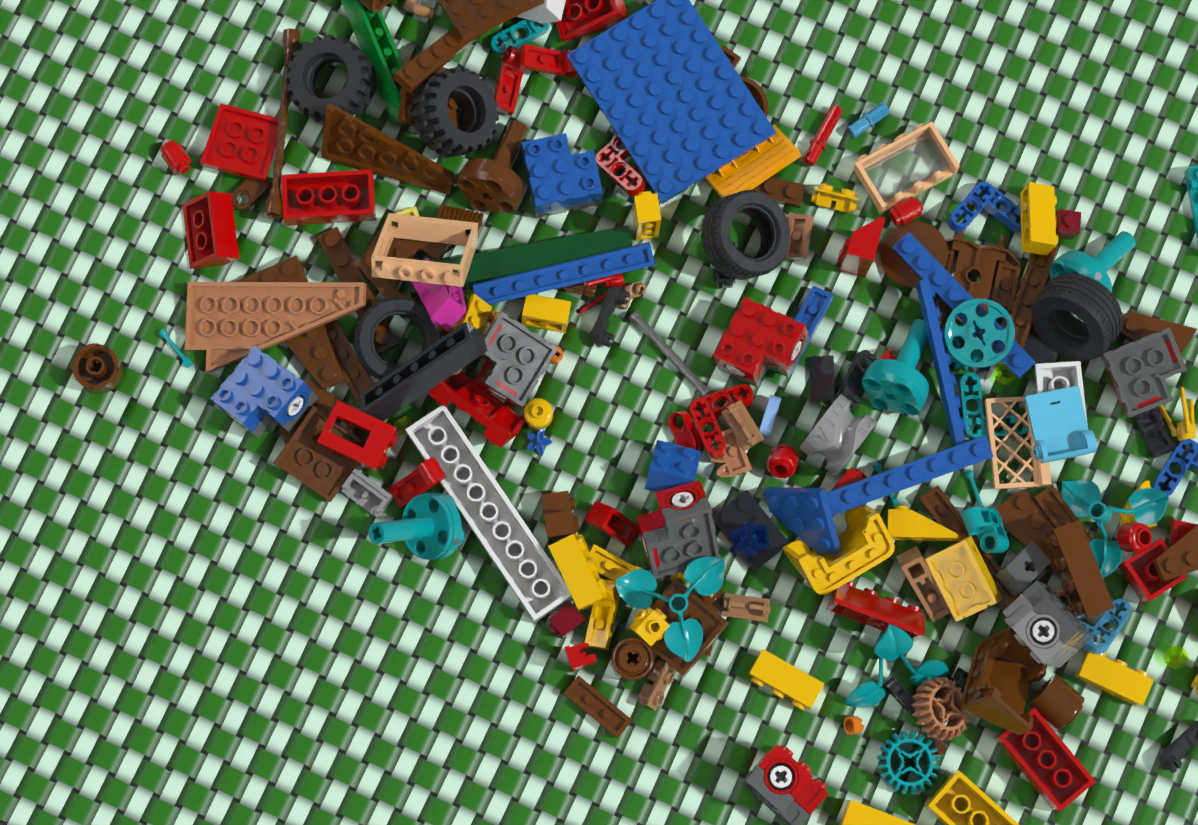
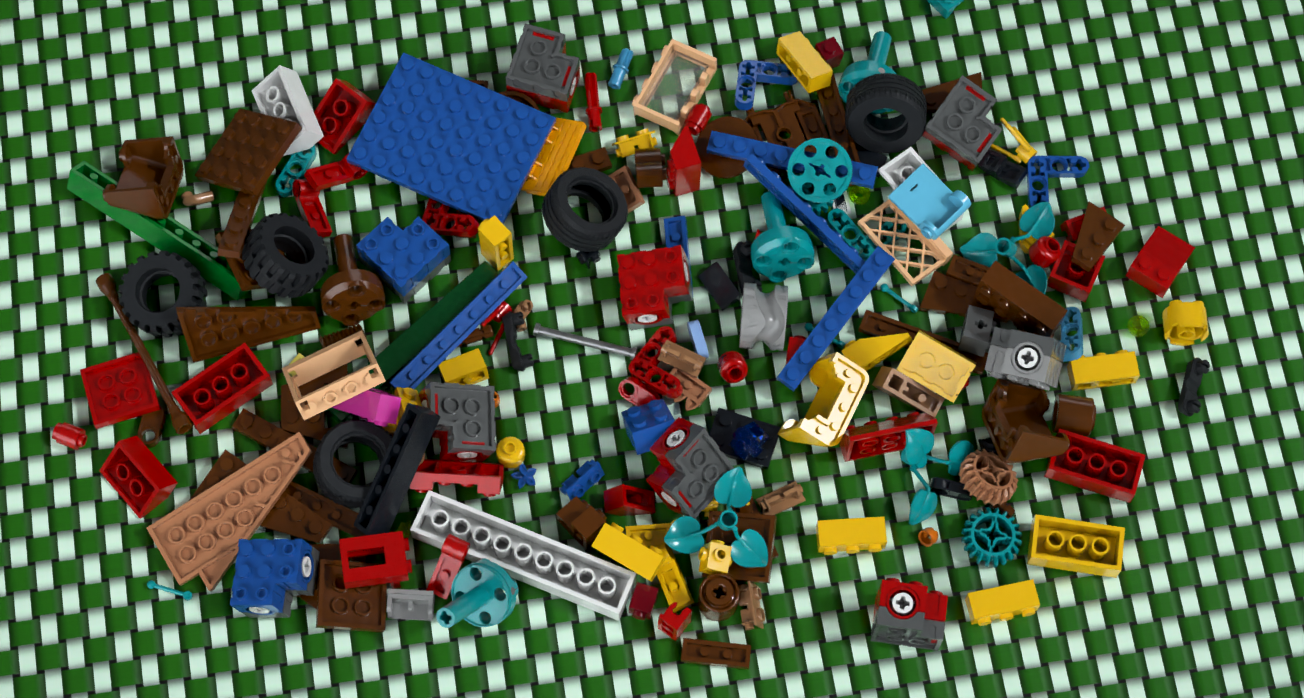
camera: 30 degrees left, 10 degrees down
(85, 366) = (114, 633): reddish brown brick -> none
(595, 477) = (589, 475): none -> blue hinge
(795, 77) = (544, 69): none -> dark grey piece
(805, 514) = (780, 395): blue plate -> none
(831, 229) = (649, 167): none -> reddish brown brick
(987, 526) = (926, 316): teal piece -> none

